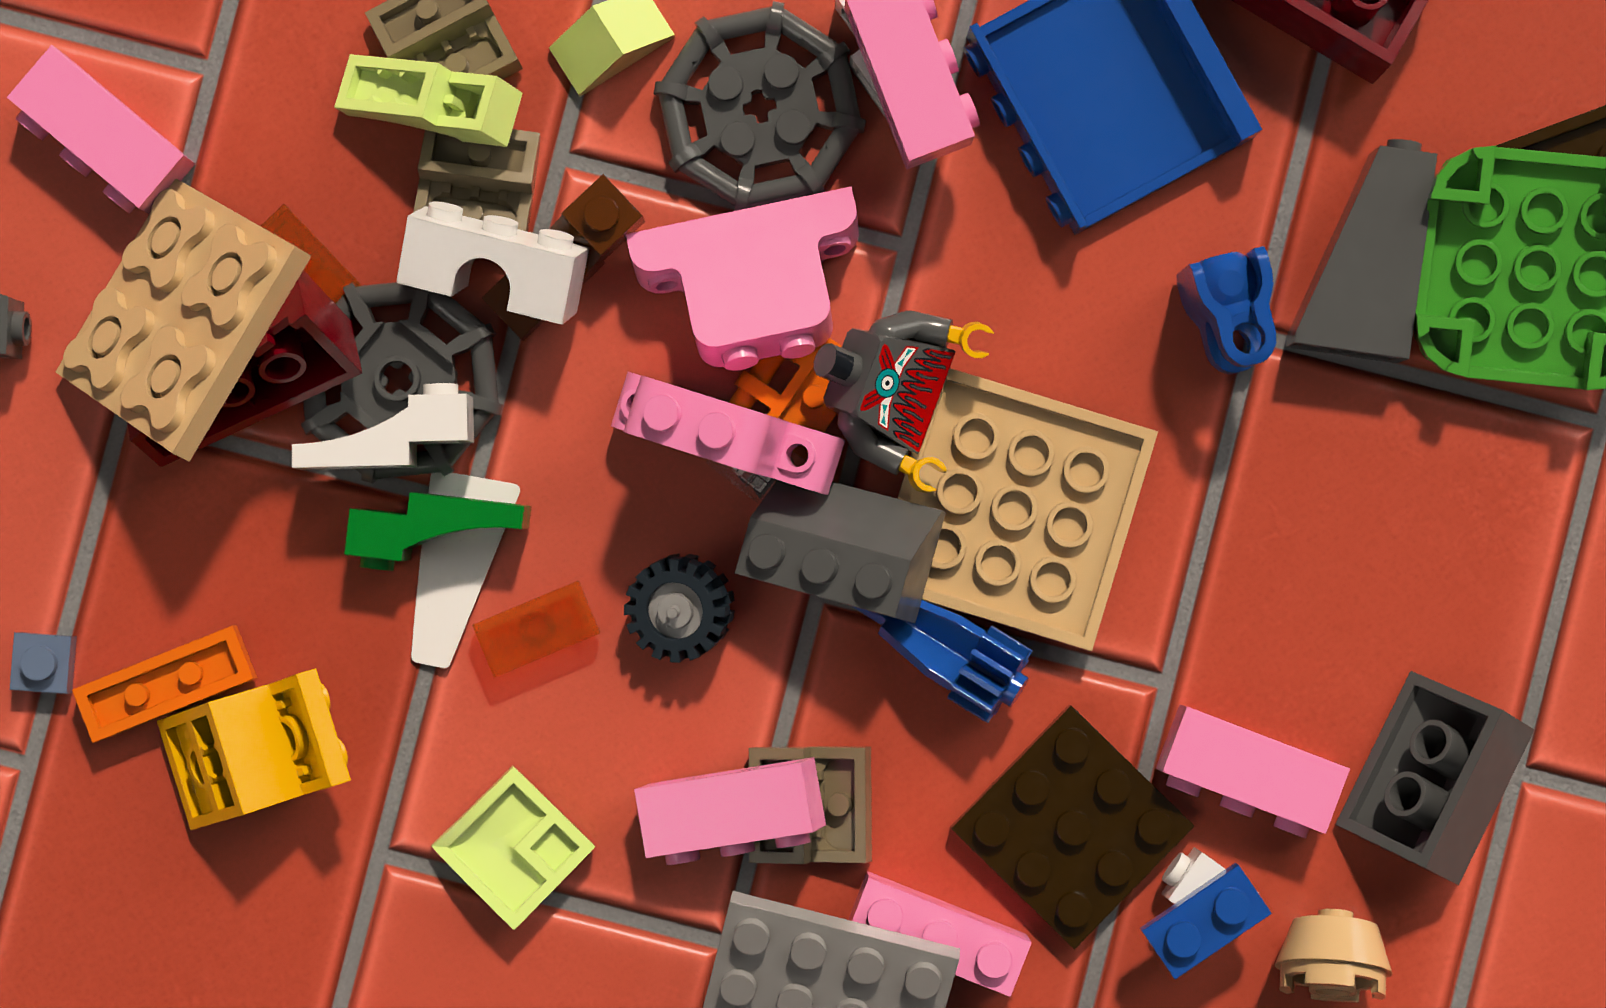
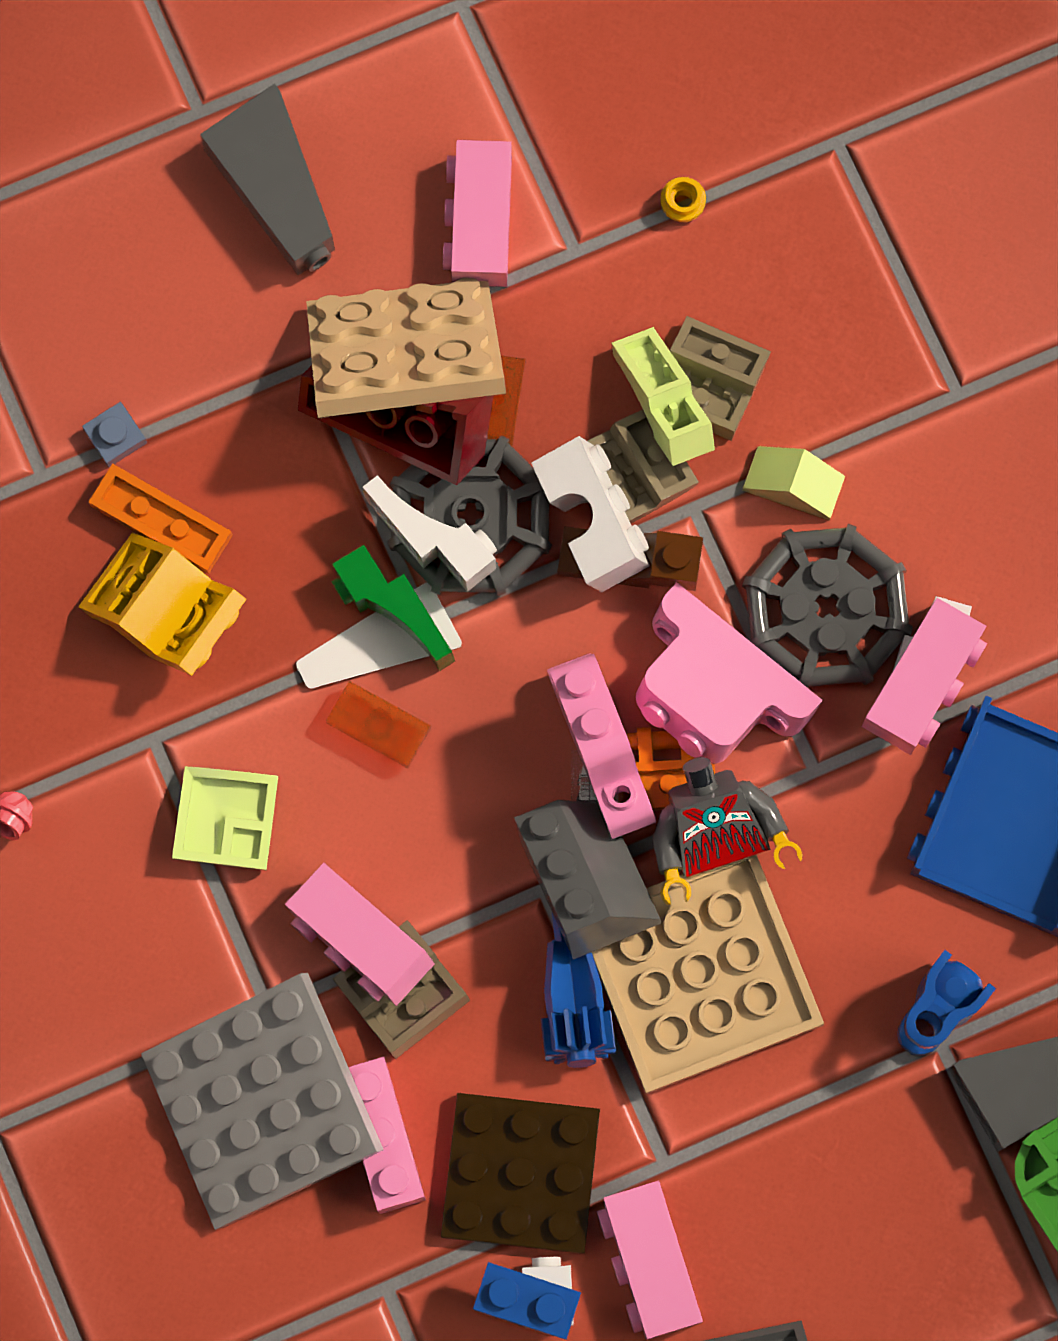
camera: 55 degrees right, 10 degrees down
(679, 607) = (464, 803): black wheel -> none

